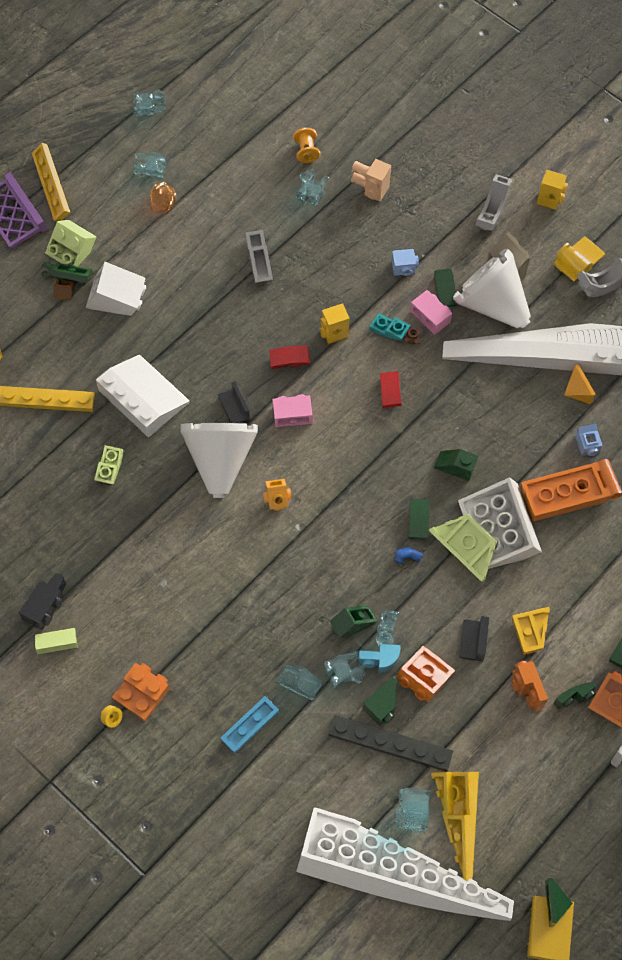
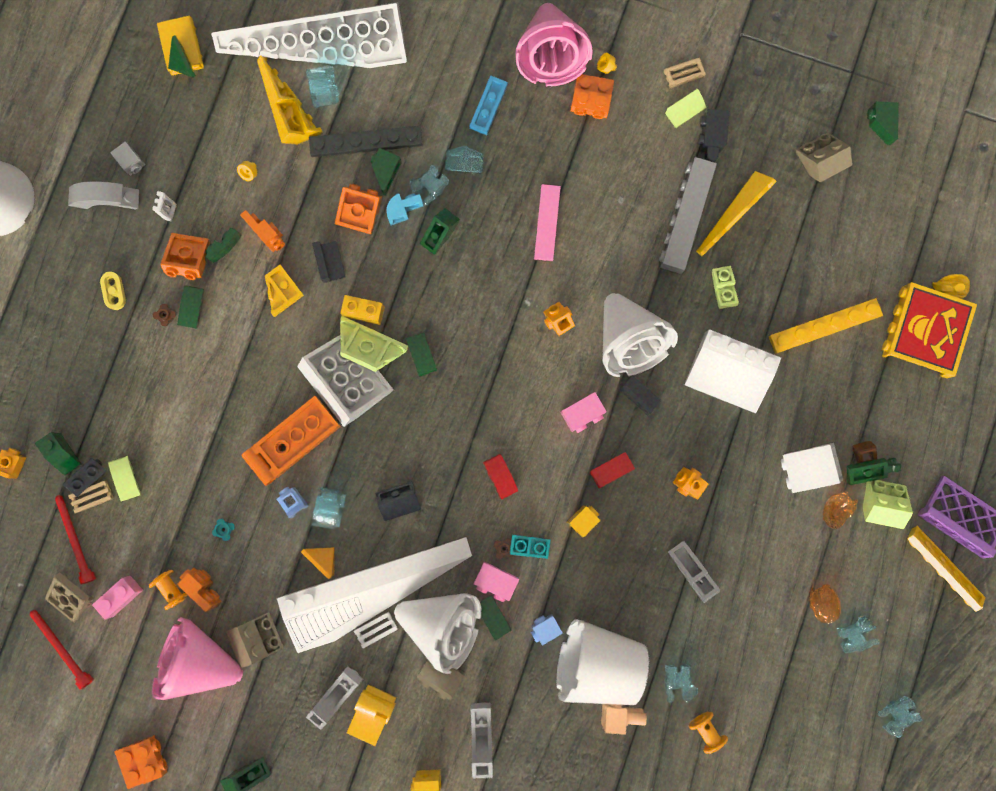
camera: 155 degrees right, 20 degrees up
(38, 685) = (670, 78): none -> tan tile
(48, 529) = (751, 192): none -> yellow wedge
(109, 539) = (688, 215): none -> light grey brick
(114, 254) = (838, 509): none -> clear orange hat
(157, 752) = (553, 48): none -> bright pink cone
(227, 319) = (690, 483): none -> light orange brick
(245, 589) = (547, 222): none -> bright pink tile
(374, 211) = (601, 666): none -> white cone
(386, 627) = (406, 231): clear light blue animal -> none
(407, 553) = (420, 315): blue arm -> none
(457, 463) = (408, 424): dark green slope -> none
(459, 577) = (362, 310): none -> yellow brick
(491, 407) = (397, 501): none -> black panel
(523, 760) = (247, 170): none -> yellow tile
(551, 315) = (361, 637): none -> white tile
(557, 419) = (327, 508): none -> clear light blue brick

